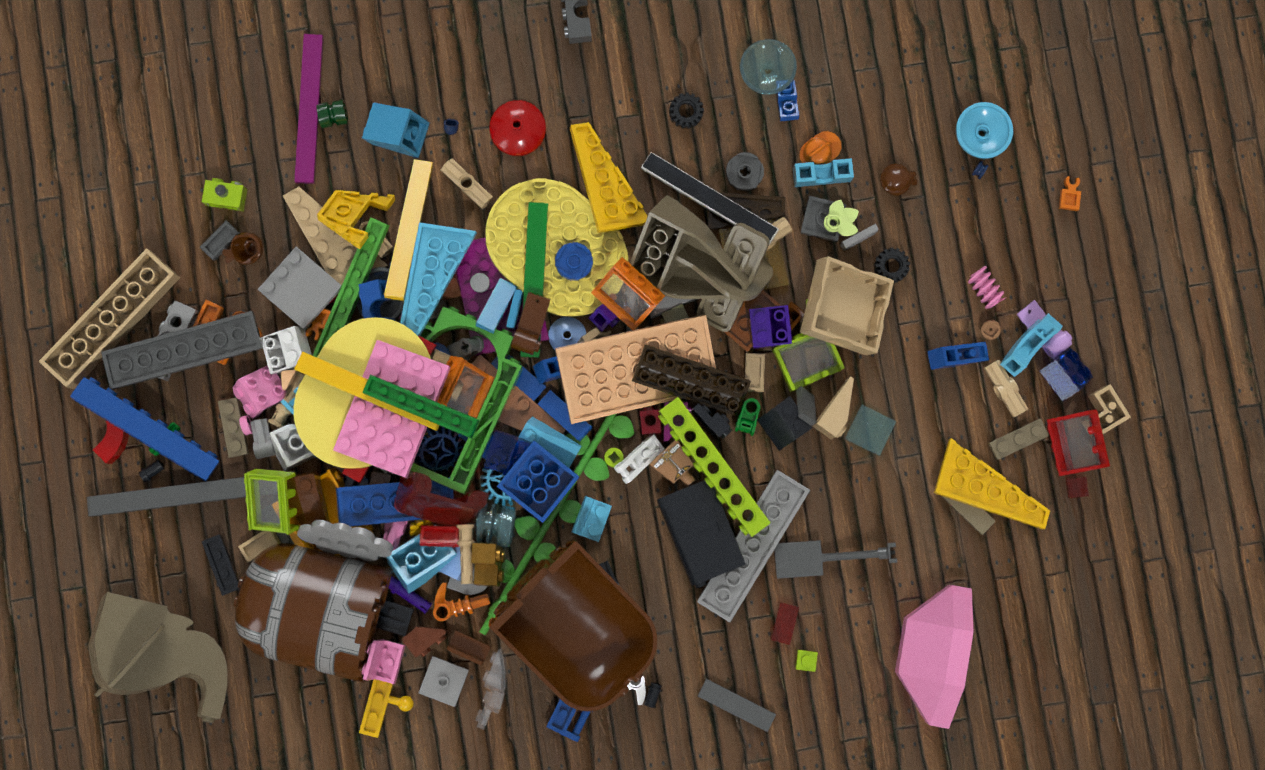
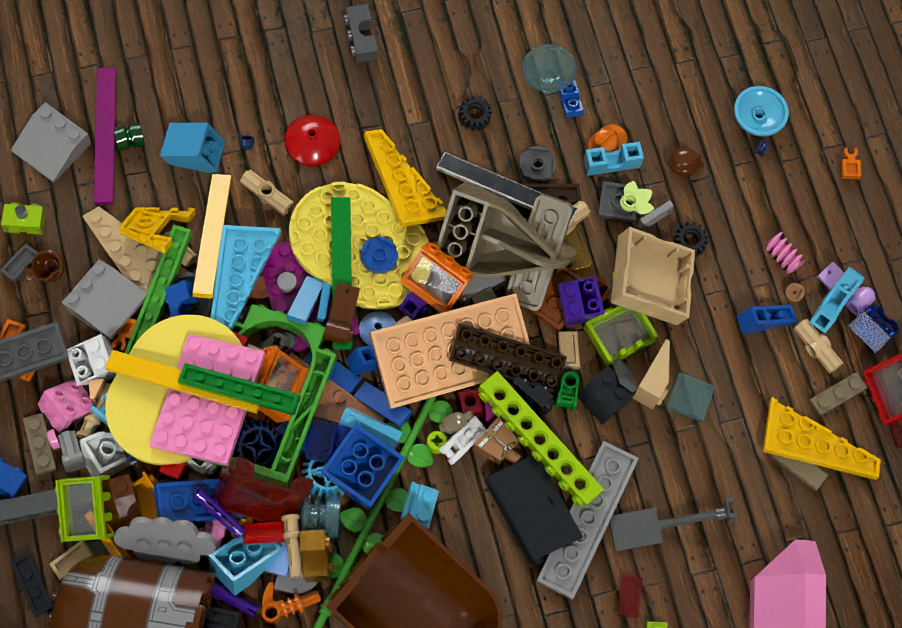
camera: 10 degrees left, 15 degrees down
(253, 114) = (50, 142): none -> light grey slope
(390, 511) = (236, 528): none -> dark purple pin
(633, 440) = (455, 422): none -> dark tan plant

